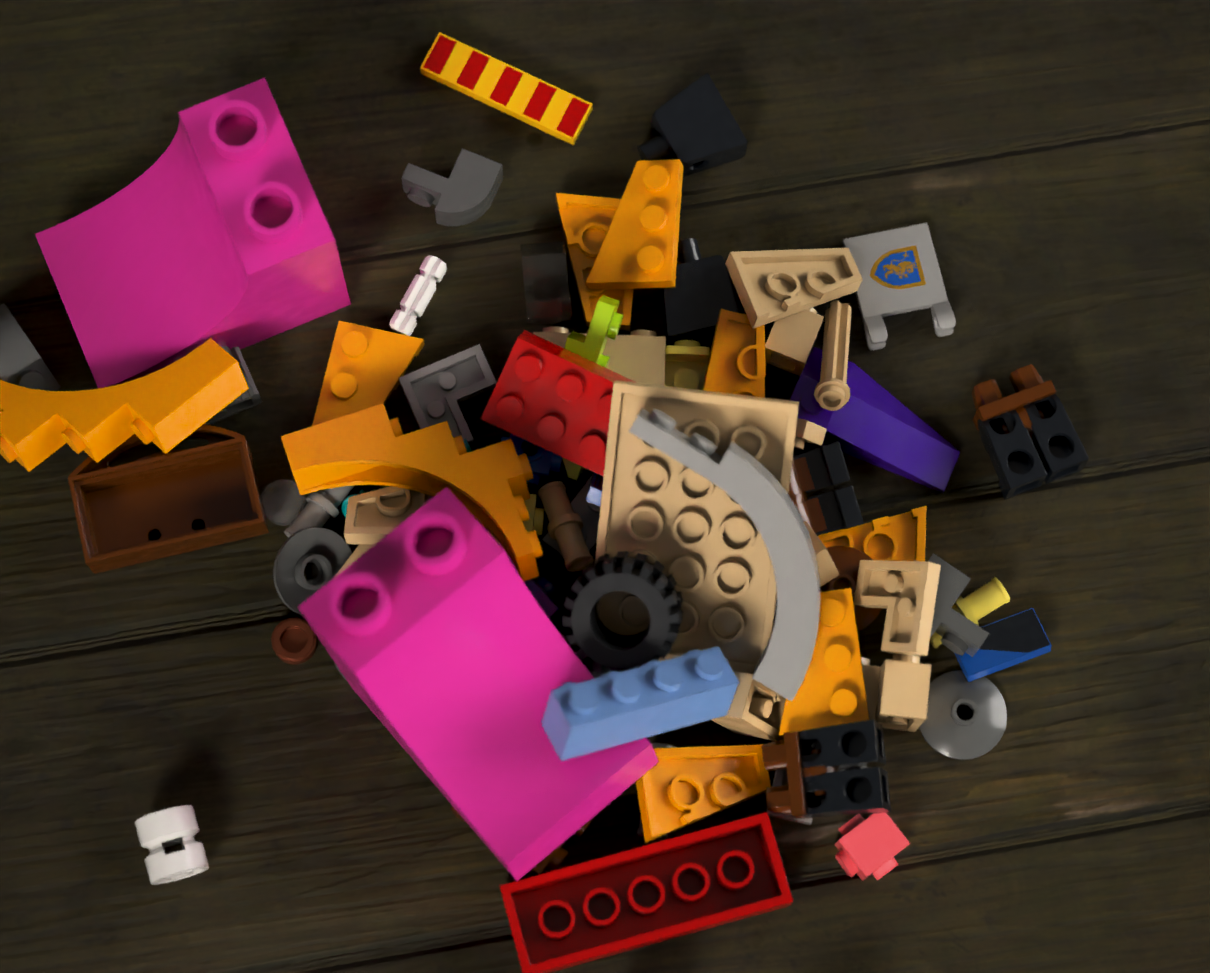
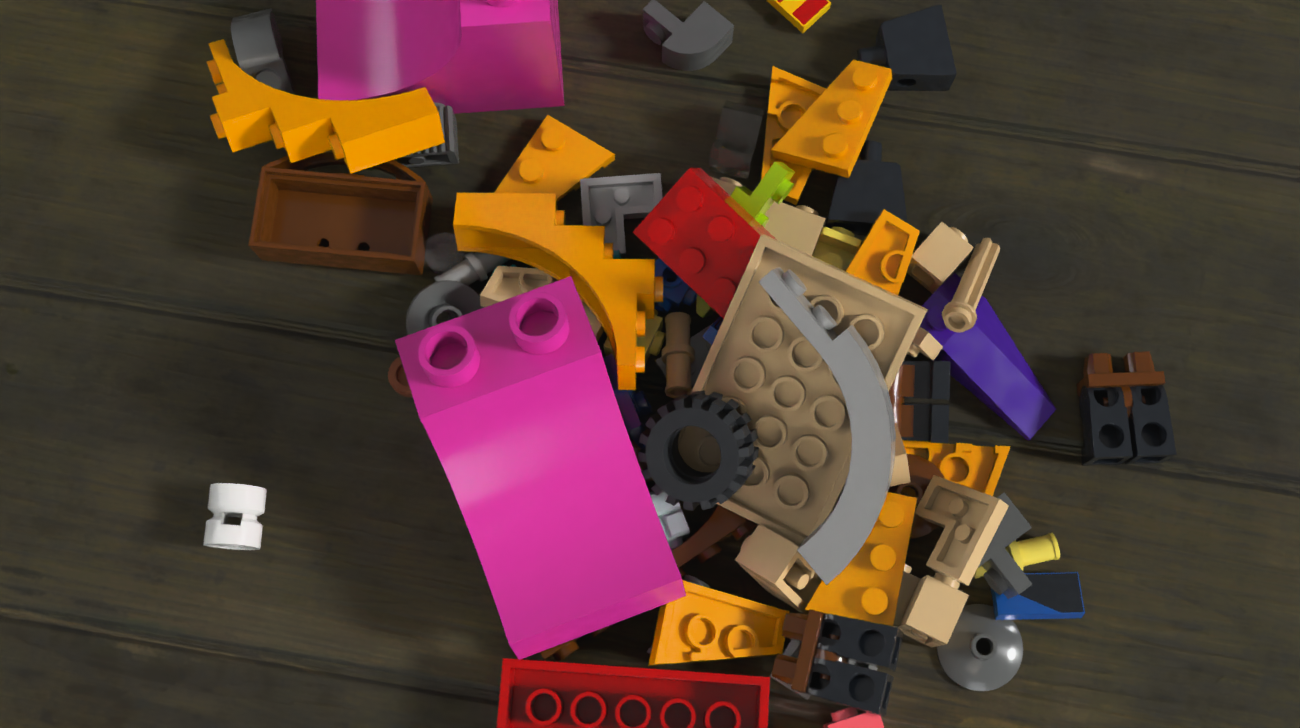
camera: 25 degrees right, 0 degrees up
(418, 295) = (623, 116): white axle -> none
(639, 702) = (682, 537): medium blue brick -> none
(790, 281) = (953, 206): tan wing -> none
(898, 278) = (1049, 234): light grey flag -> none

